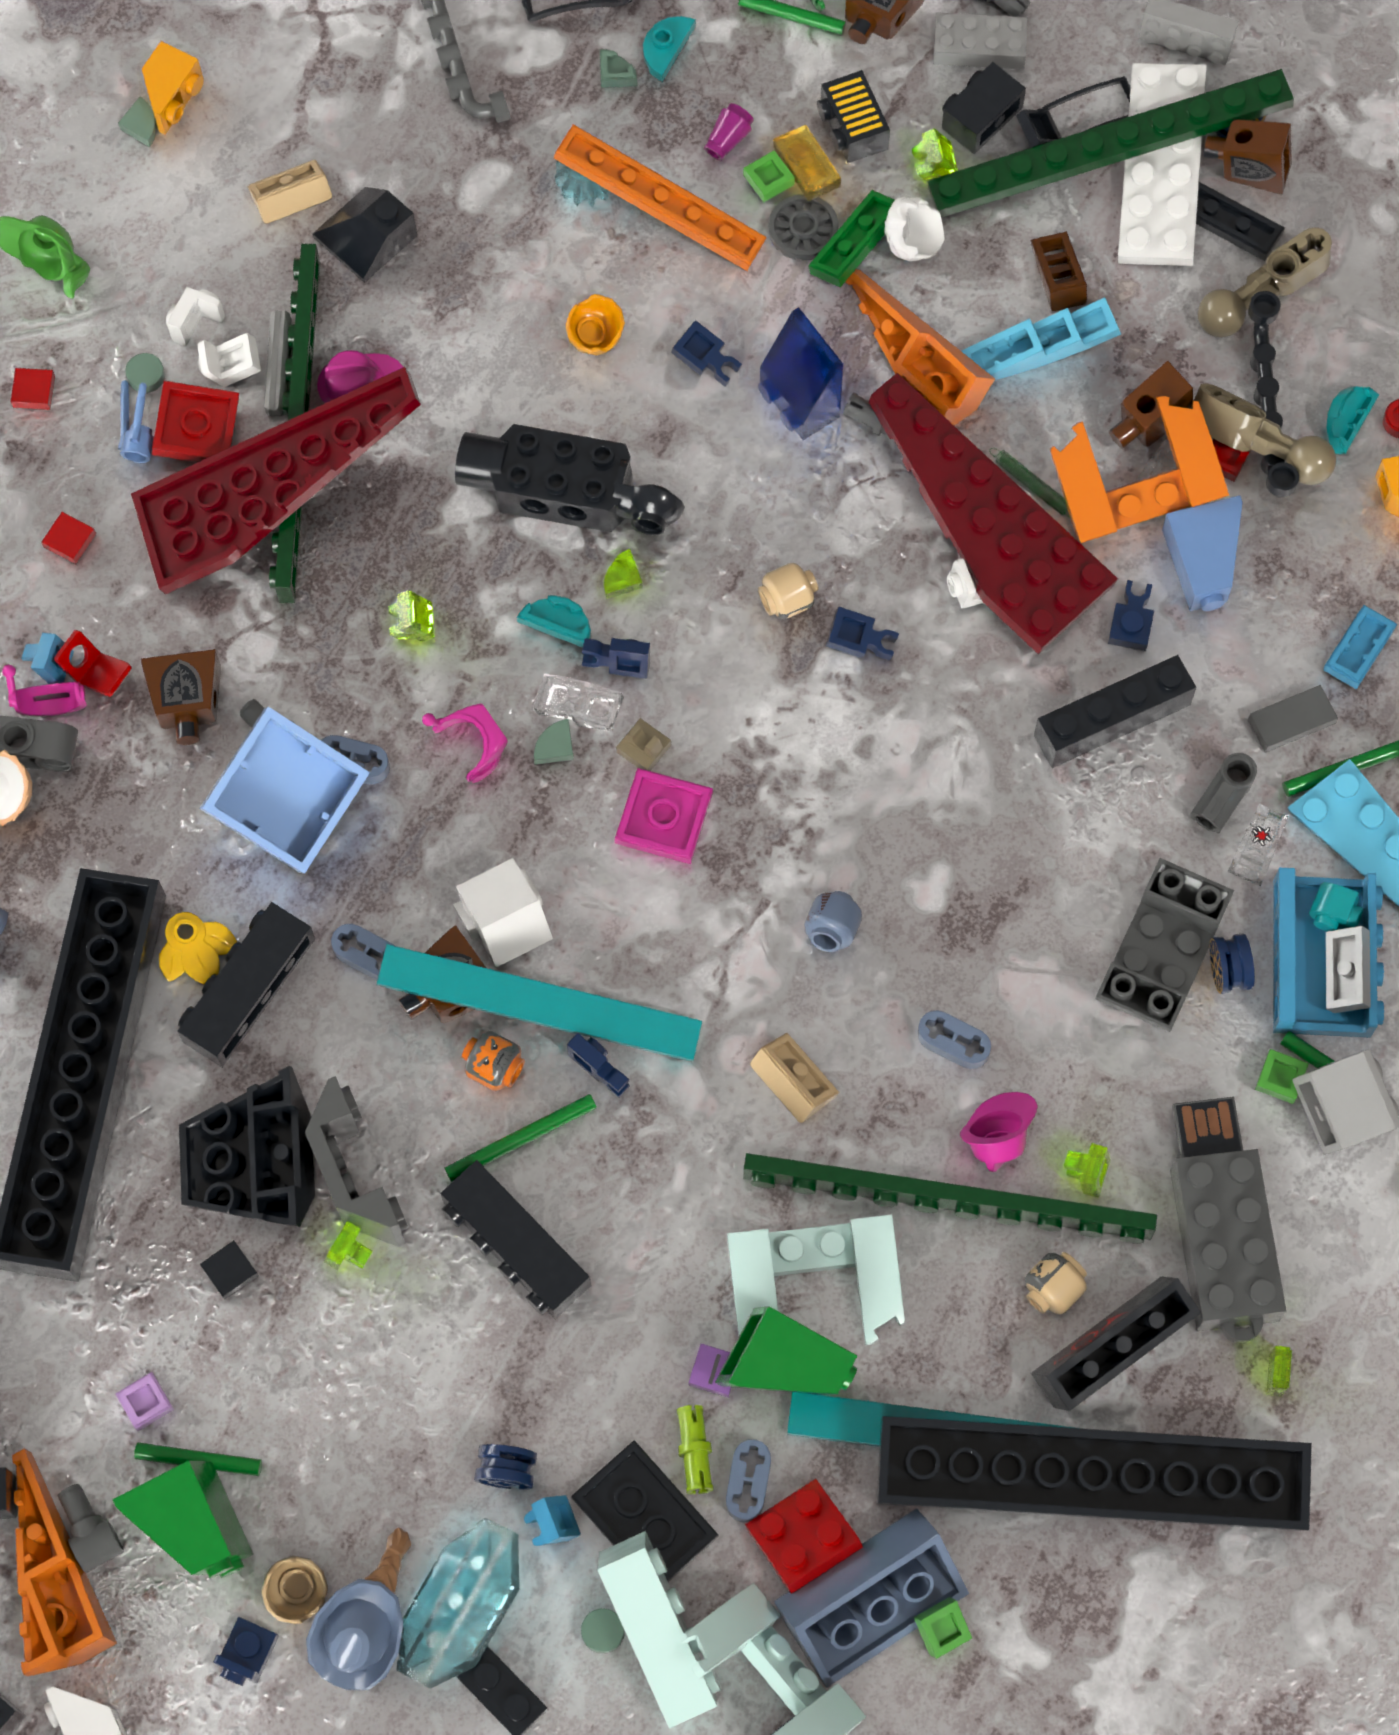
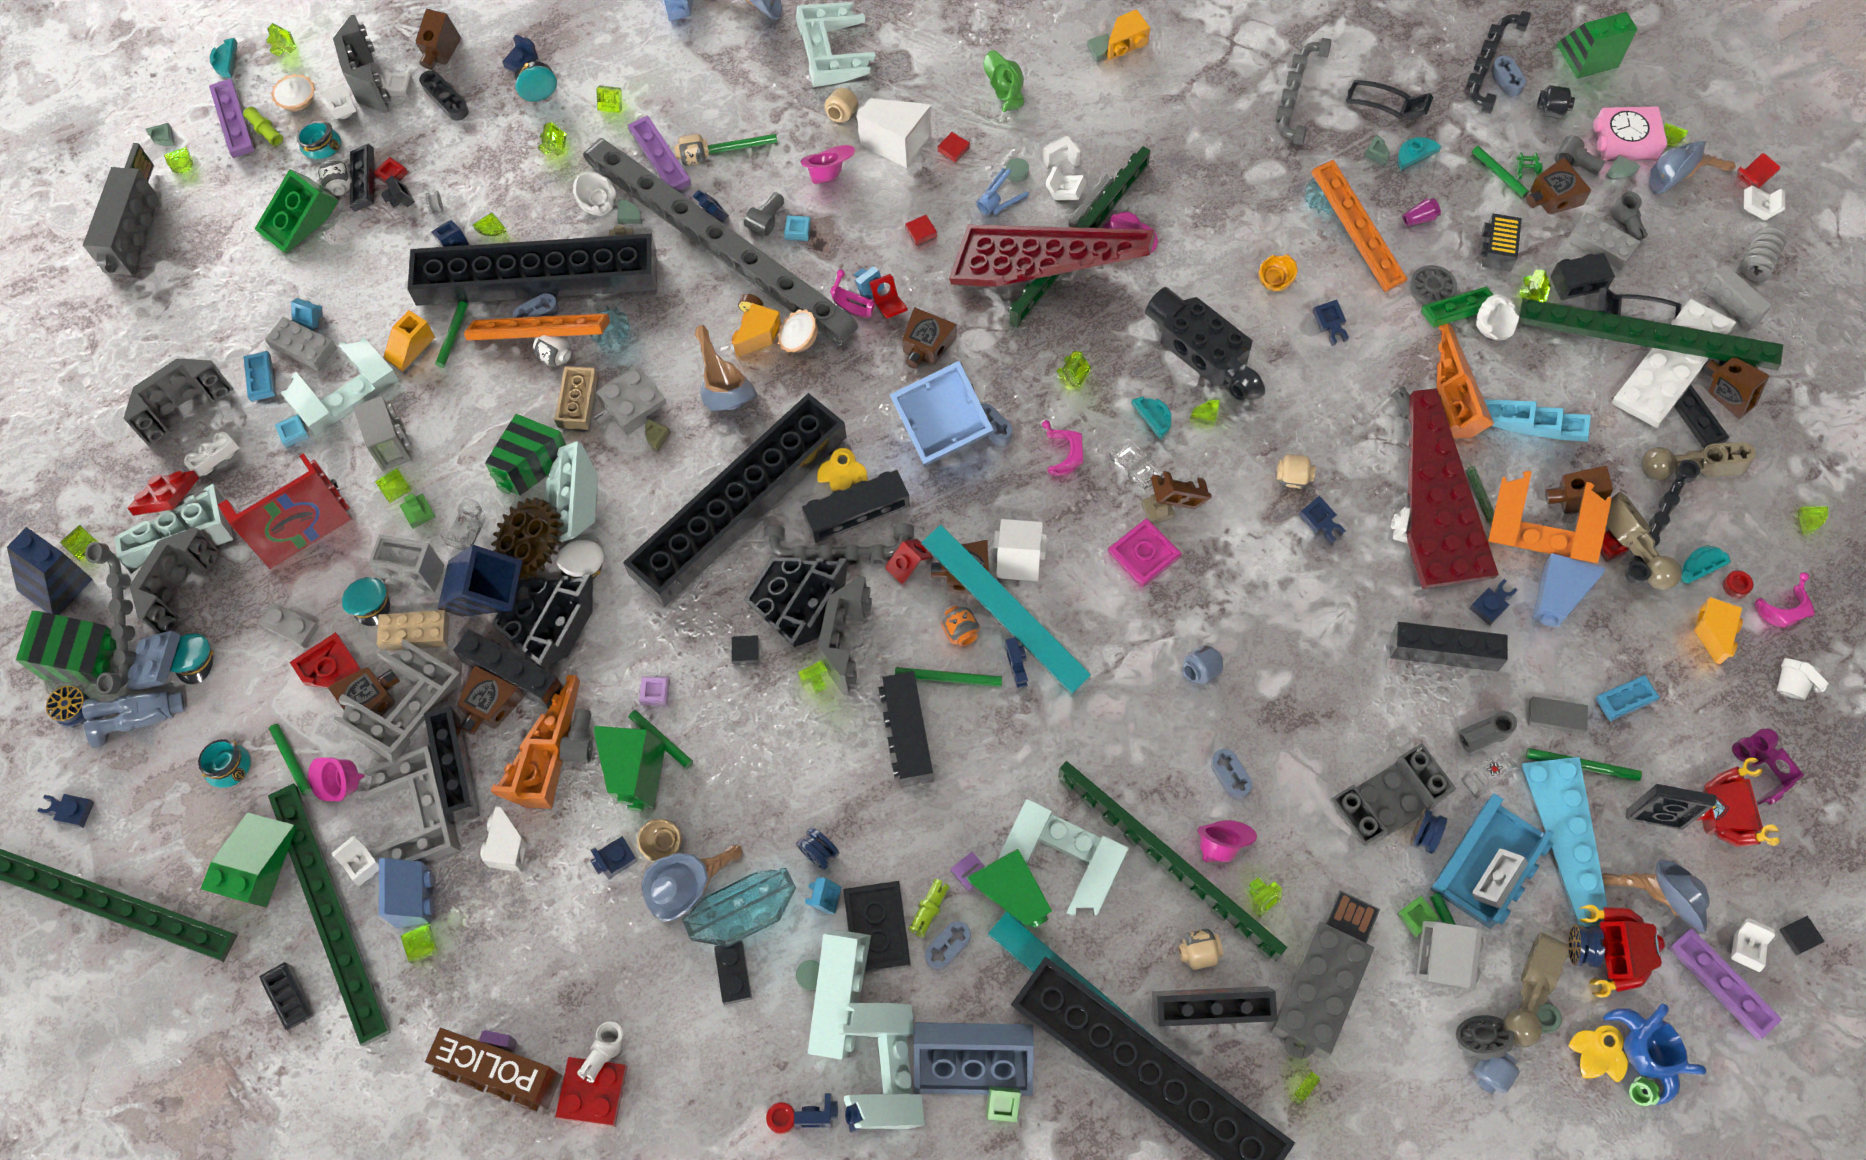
camera: 35 degrees right, 5 degrees down
(194, 421) = (1025, 205): red plate -> none
(282, 1052) = (877, 552): none -> dark grey bar
(290, 191) = (1156, 121): tan slope -> none
(353, 957) = (922, 525): sand blue beam -> none
(363, 1015) = (907, 559): none -> red bracket
(368, 231) = (1184, 162): black slope -> none
(554, 744) = (1108, 479): sand green tile -> none
(622, 656) = (1176, 452): dark blue plate -> none
(660, 708) = (1178, 492): none -> reddish brown hinge
(769, 176) = (1430, 248): bright green plate -> none
(793, 1077) = (1123, 738): tan slope -> none
(802, 377) = (1378, 360): clear blue slope -> none
(803, 1536) = (957, 997): red plate -> none
(807, 162) = (1457, 252): clear yellow plate -> none
(1062, 292) = (1572, 390): reddish brown slope -> none
(1335, 908) = (1515, 837): teal plate -> none

